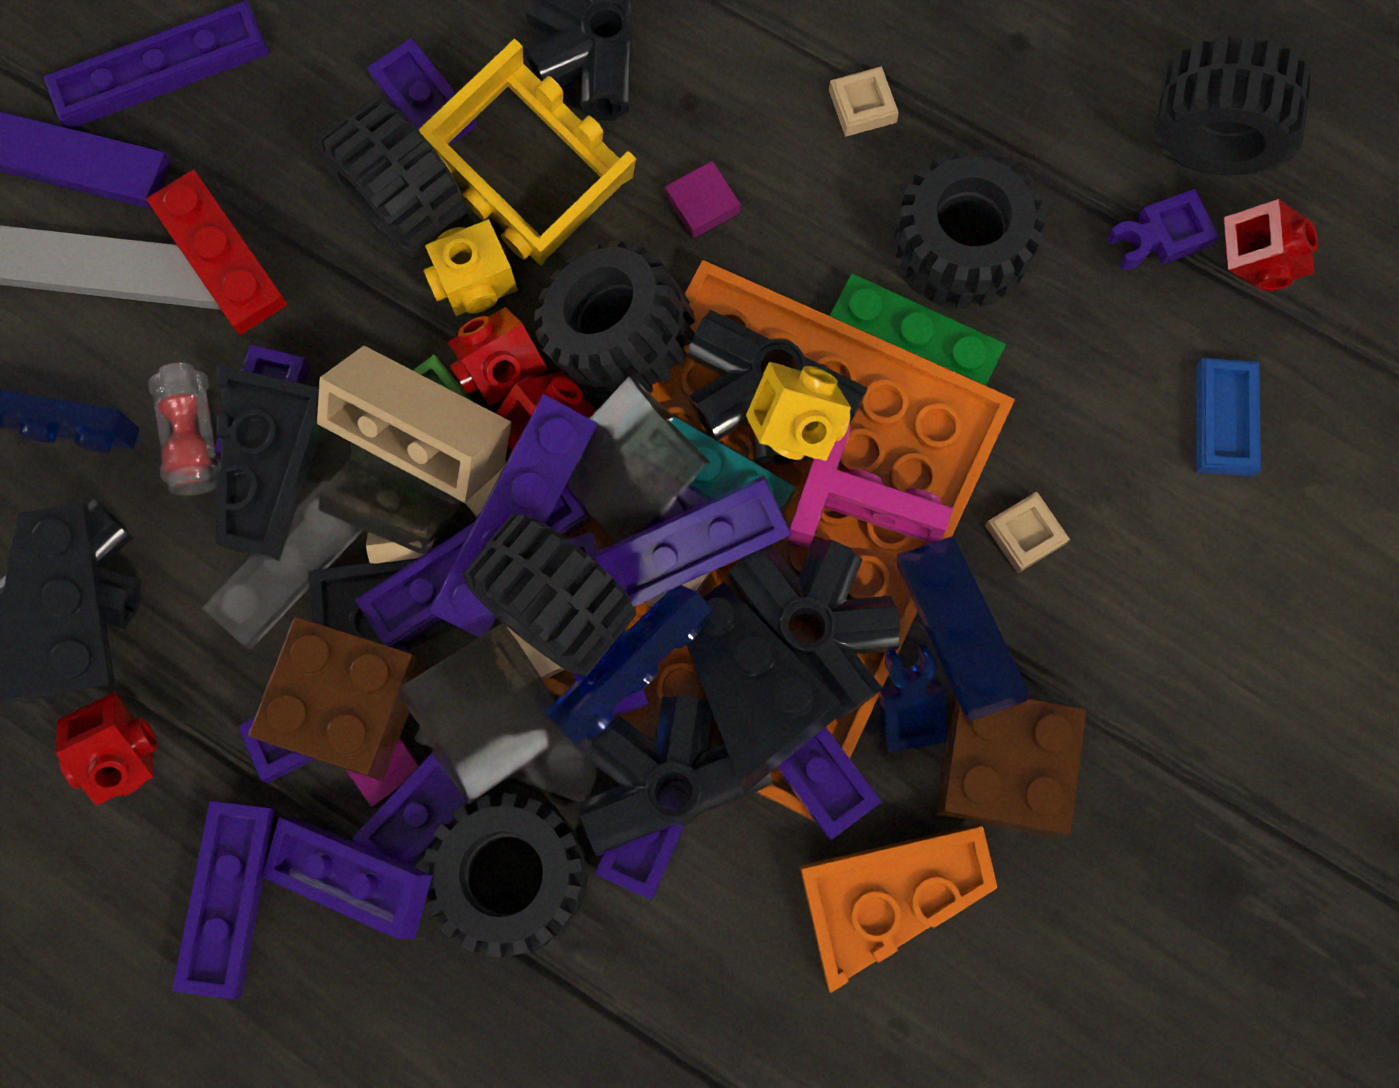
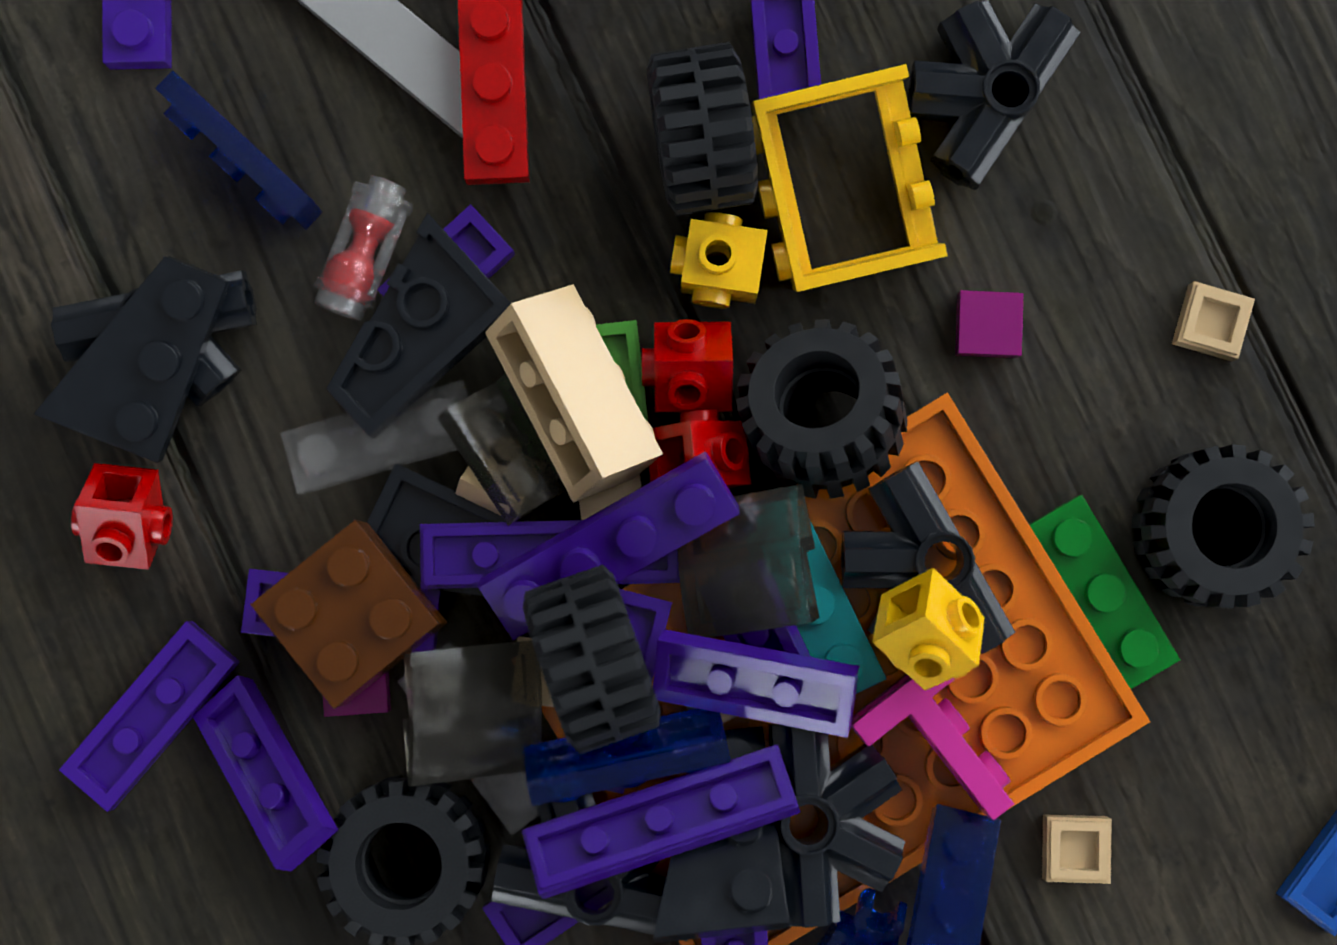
camera: 30 degrees right, 10 degrees up
(412, 815) = (353, 752): dark purple plate -> none
(687, 694) = (659, 821): none -> dark purple tile

